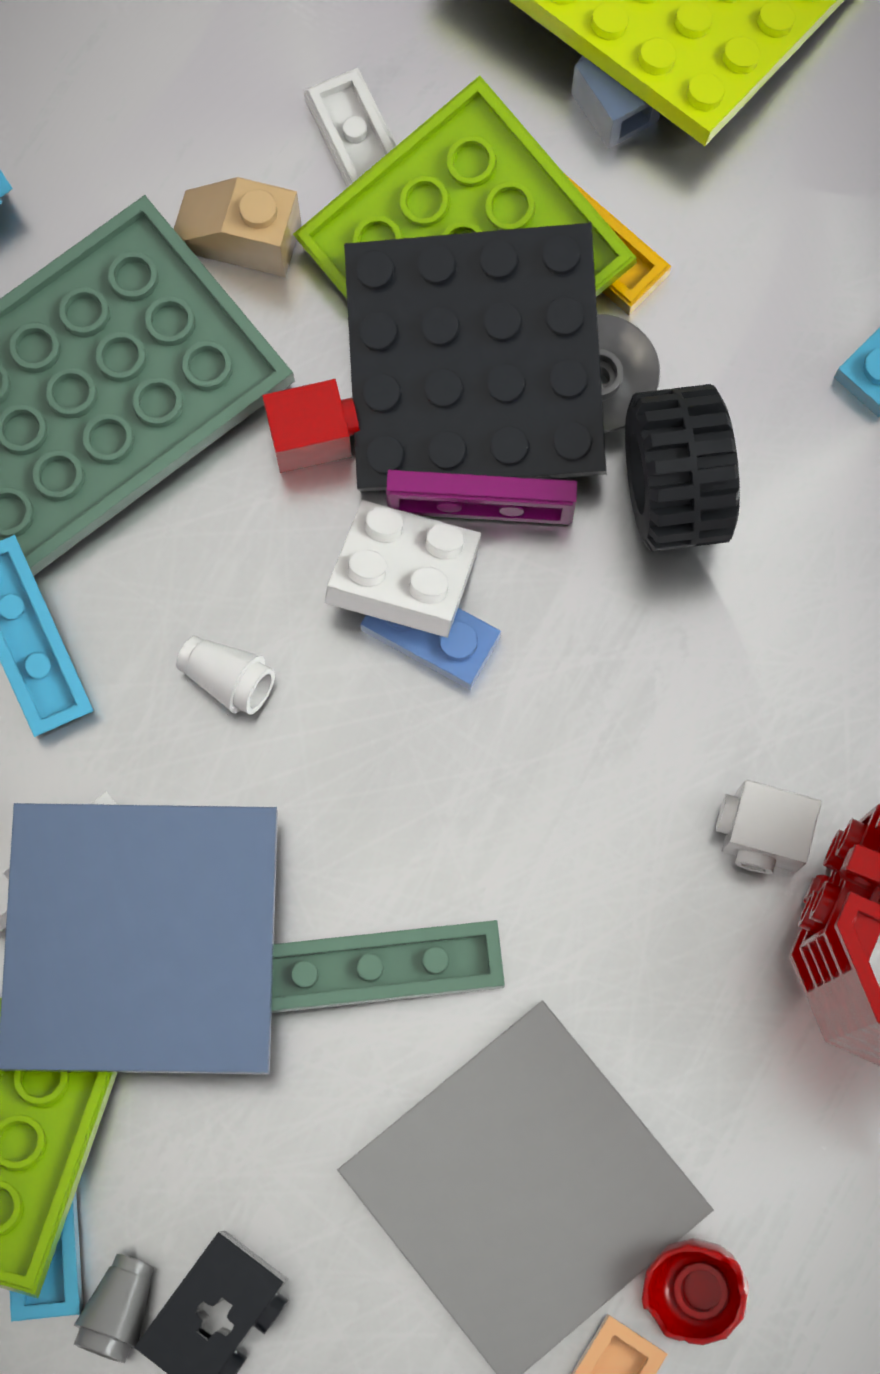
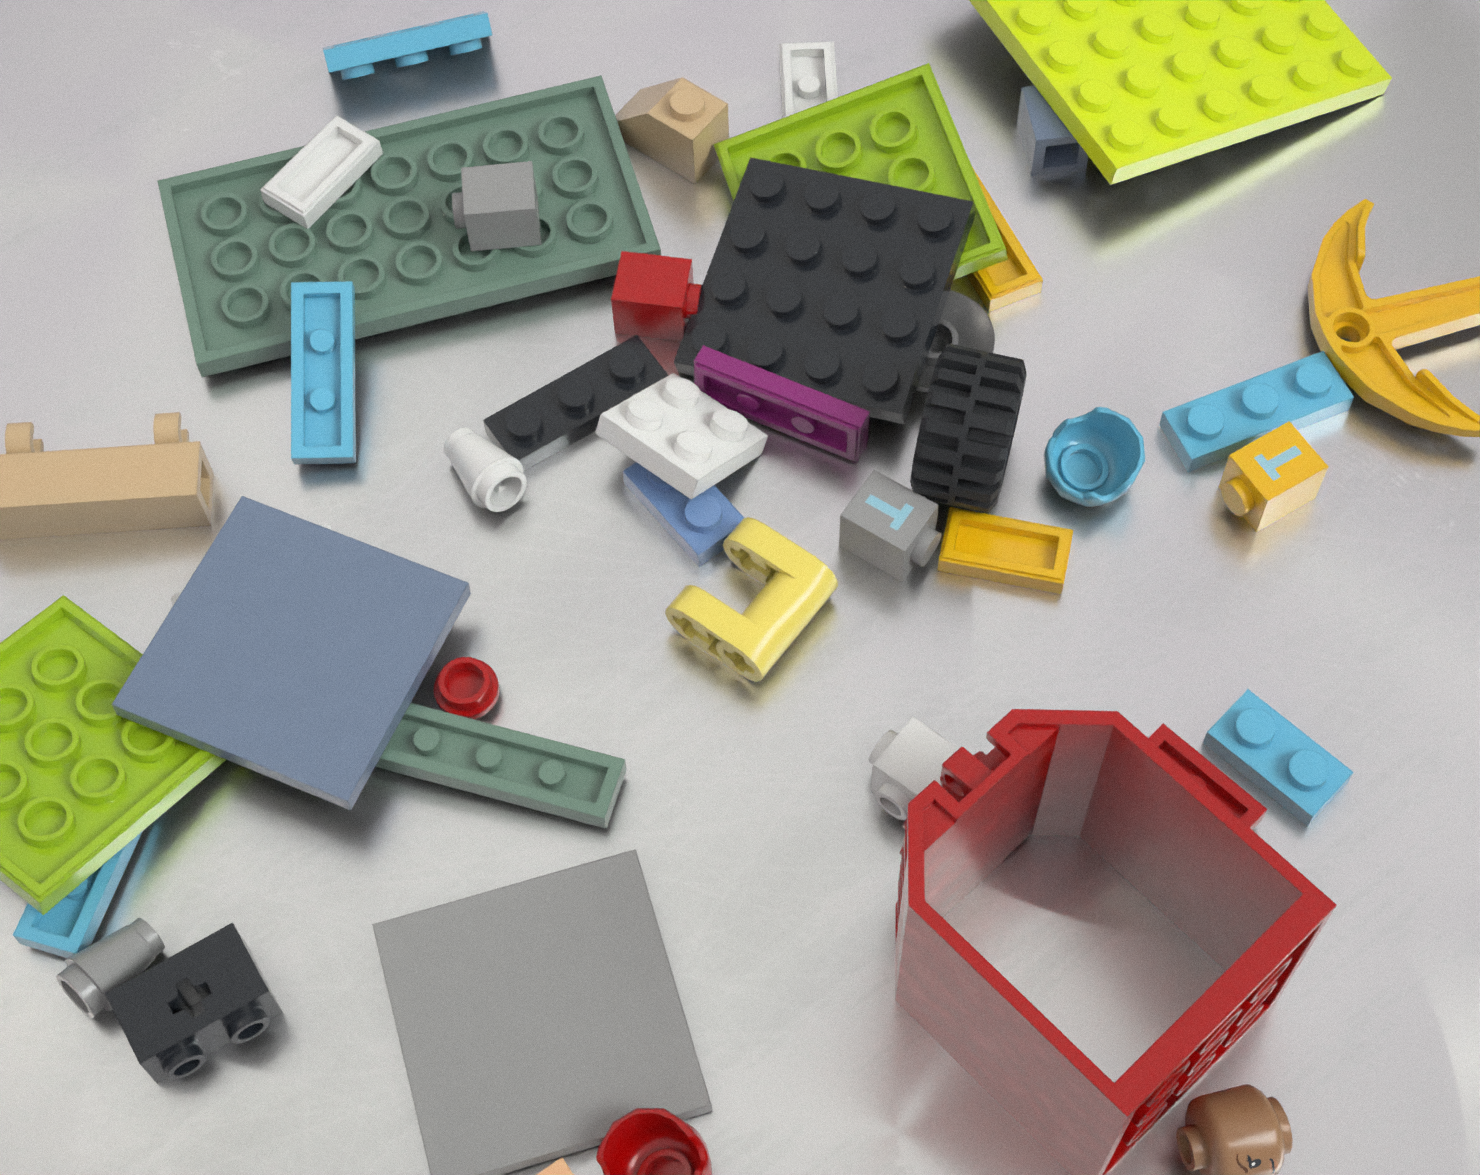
camera: 25 degrees right, 15 degrees down
(118, 391) = (498, 206): none -> light grey brick
(281, 566) = (572, 403): none -> black plate
(313, 904) = (466, 688): none -> red plate
(570, 717) = (792, 595): none -> light yellow connector
(639, 587) = (889, 526): none -> light grey brick
(749, 566) = (1005, 550): none -> yellow tile
(799, 444) = (1094, 457): none -> medium azure hair

